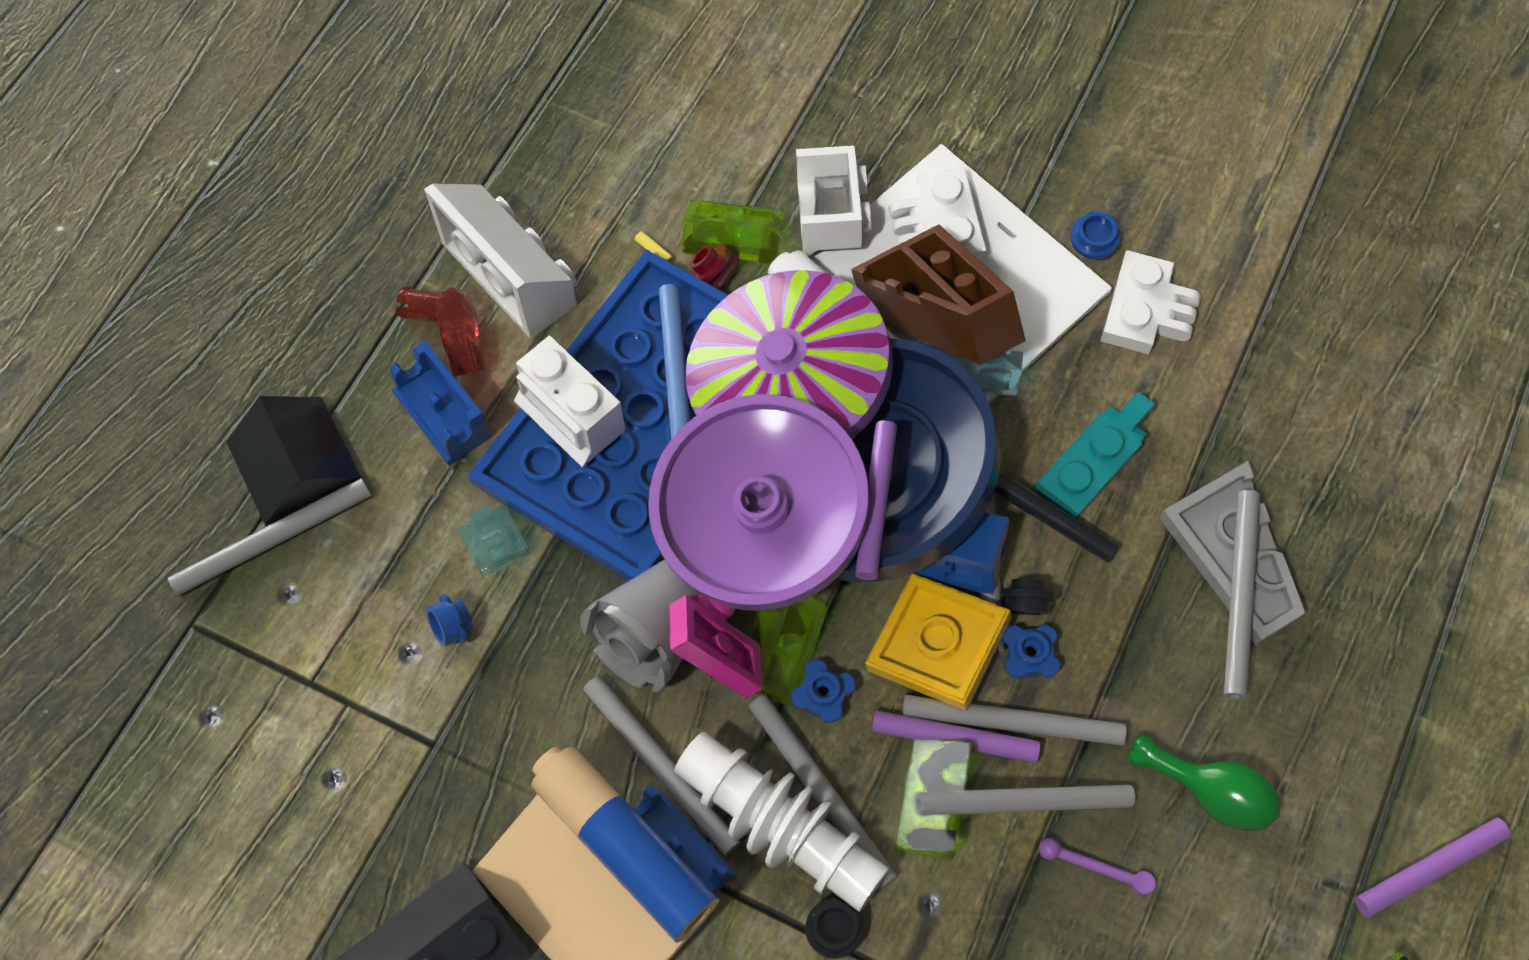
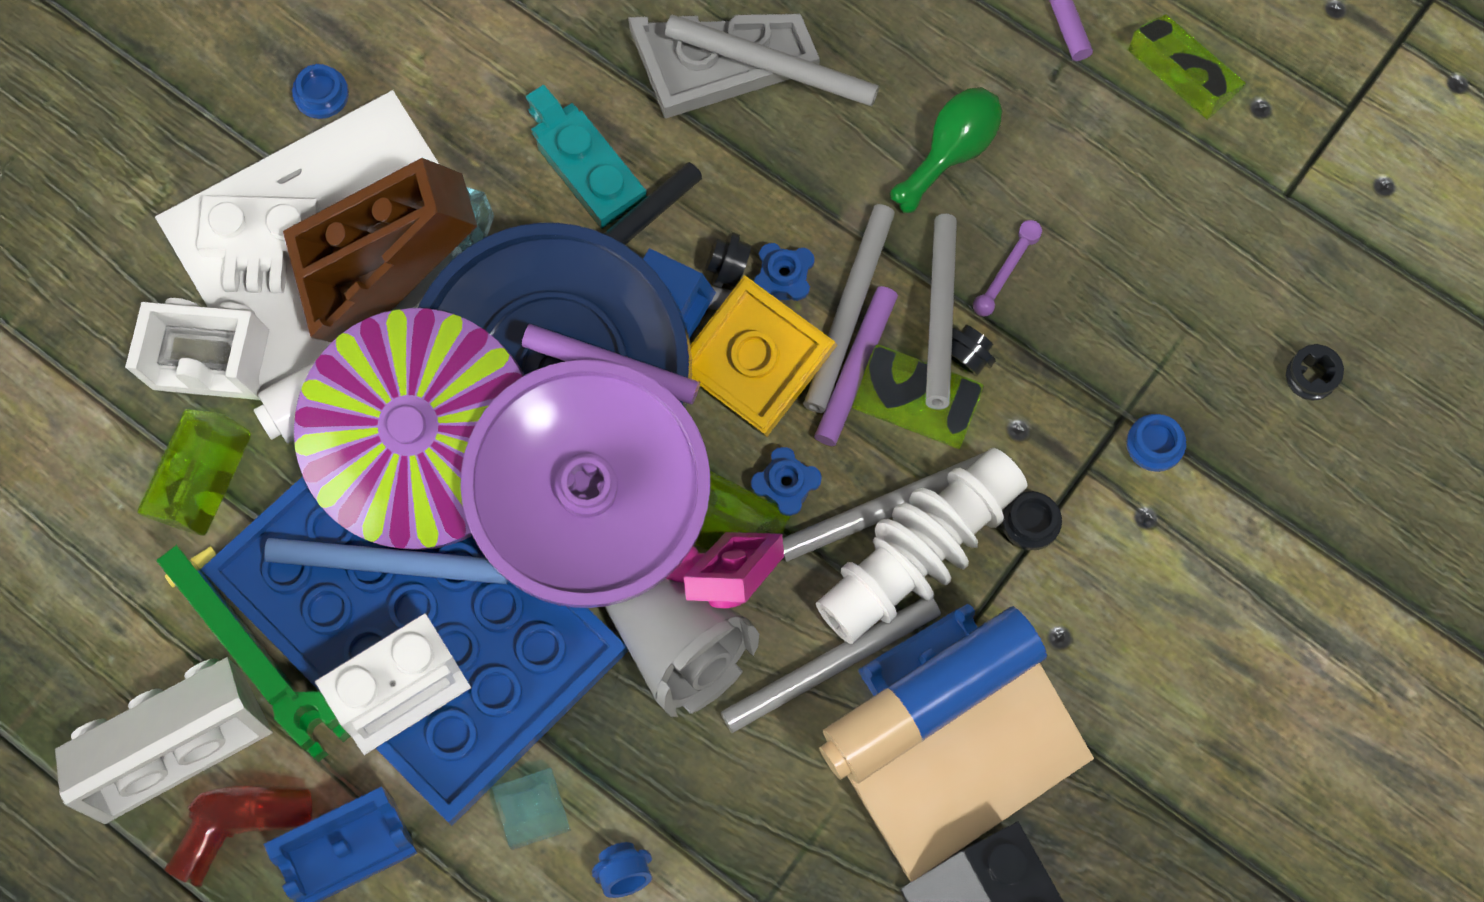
camera: 80 degrees left, 5 degrees up
(578, 286) = (293, 710): none -> green tile
(714, 265) = (239, 500): dark red plate -> none
(993, 837) = (971, 350): none -> black plate
(1148, 305) = (417, 65): white hinge -> none

